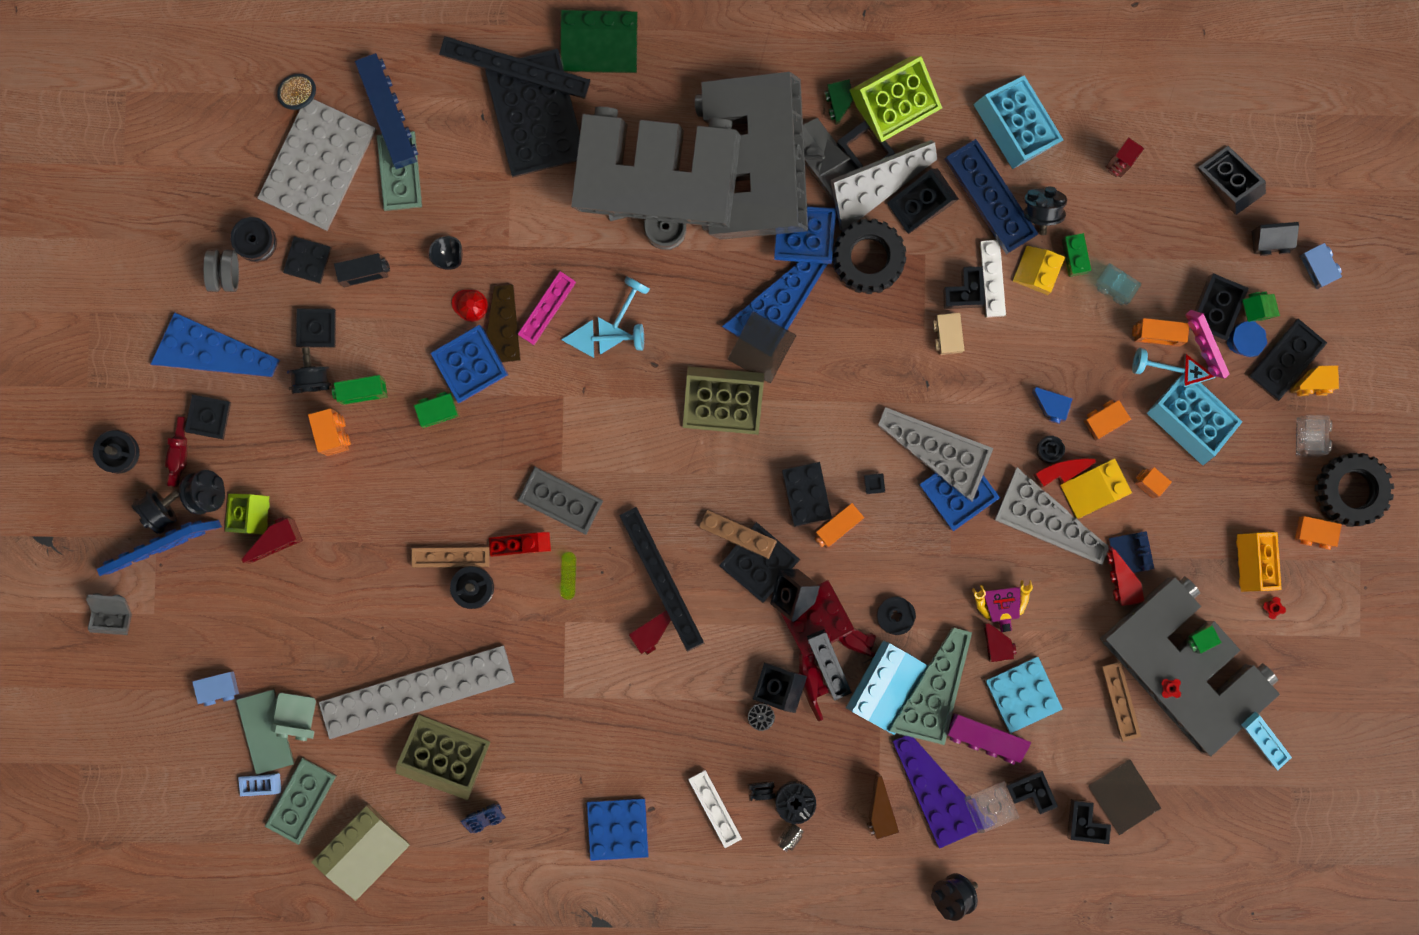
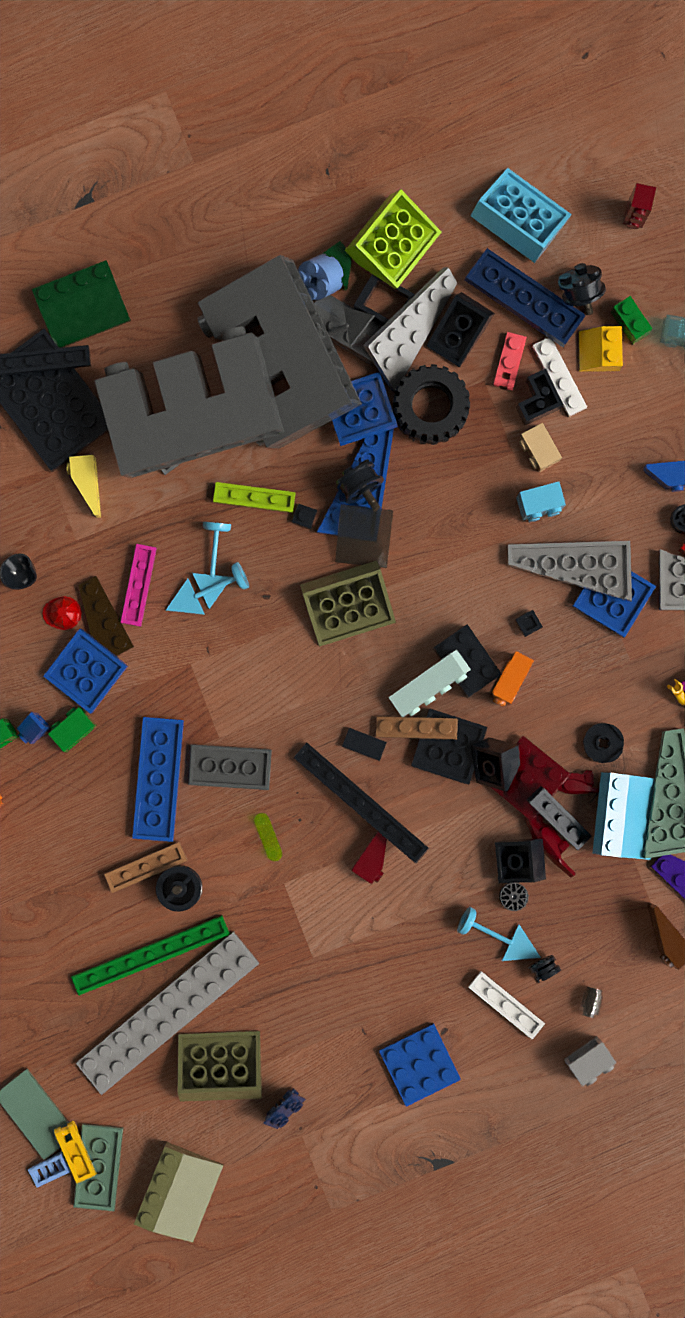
camera: 15 degrees left, 0 degrees up
(286, 779) = (75, 1152): none -> yellow plate
(293, 716) = (57, 1088): sand green bracket -> none
(402, 395) = (33, 728): none -> blue slope
(422, 636) = (150, 955): none -> green tile
(493, 485) = (158, 779): none -> blue plate
(520, 544) = (208, 826): red slope -> none
(539, 193) = (84, 474): none -> light yellow slope
(662, 238) = (223, 470): dark grey wheel -> none
(680, 273) = (254, 497): none -> lime plate
(686, 529) = (364, 744): none -> black tile
(717, 308) = (304, 516): none -> black plate
(746, 763) = (519, 945): none -> medium azure piece
(765, 500) = (429, 683): none -> light aqua brick
(767, 888) = (590, 1061): none -> light grey brick
(777, 299) = (360, 483): none -> black wheel
(787, 794) = (571, 962): black wheel -> none
(819, 103) = (321, 276): none -> medium blue brick
(929, 381) = (541, 501): none -> medium azure brick
(955, 246) = (510, 360): none -> coral plate

